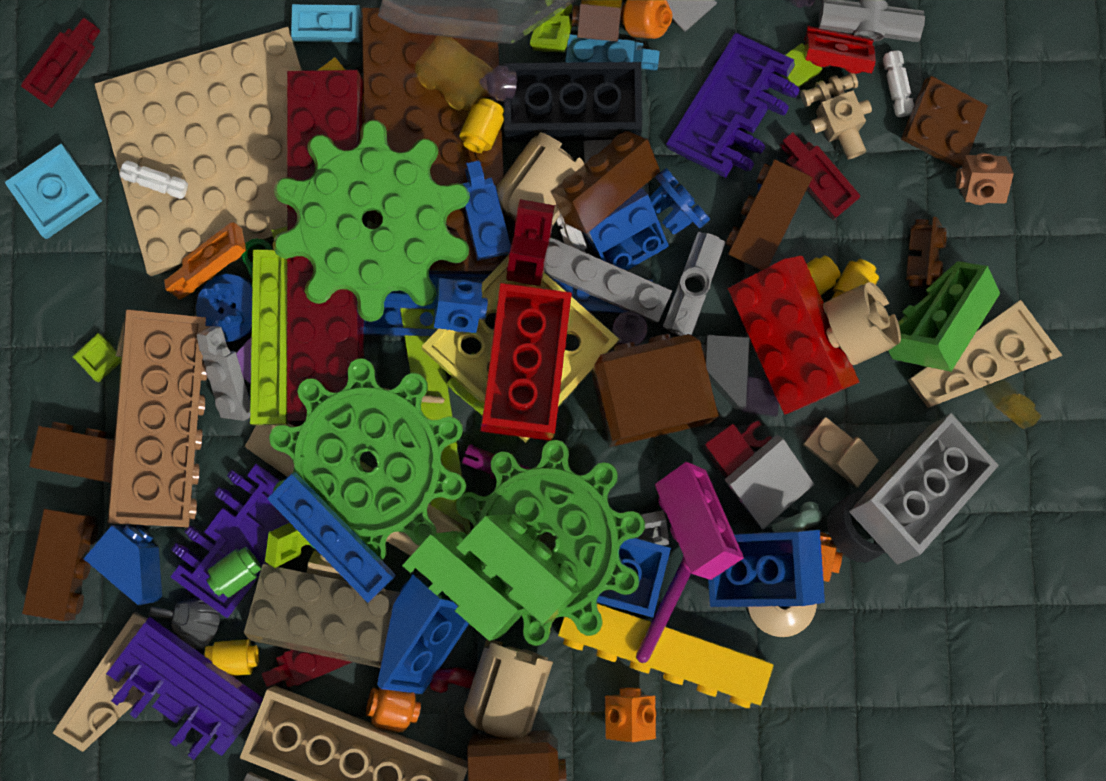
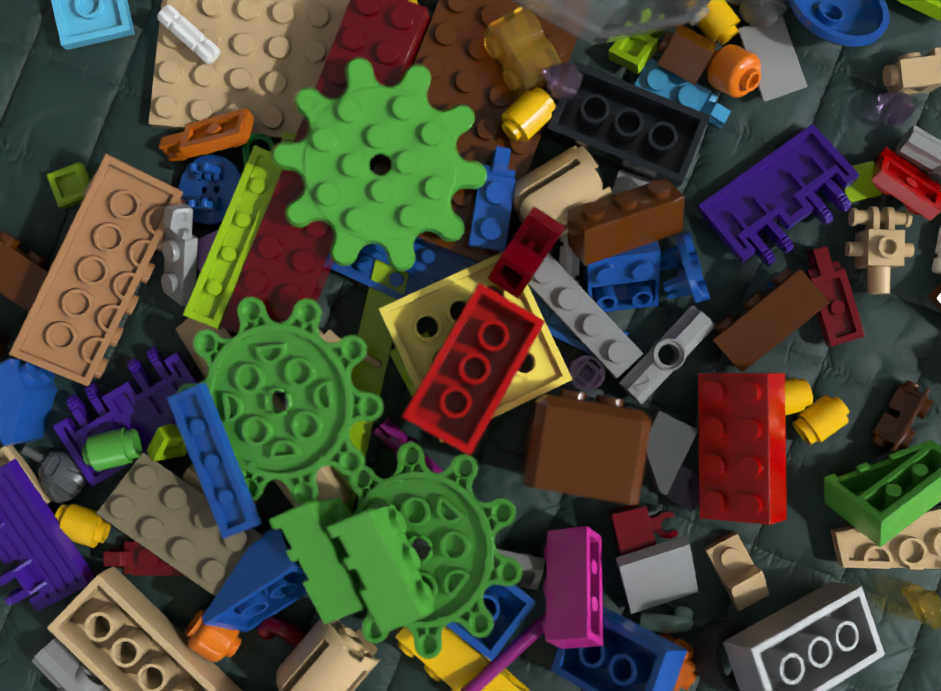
camera: 25 degrees right, 5 degrees up
(459, 305) = (430, 286): blue brick -> none
(861, 323) = (814, 465): tan brick -> none

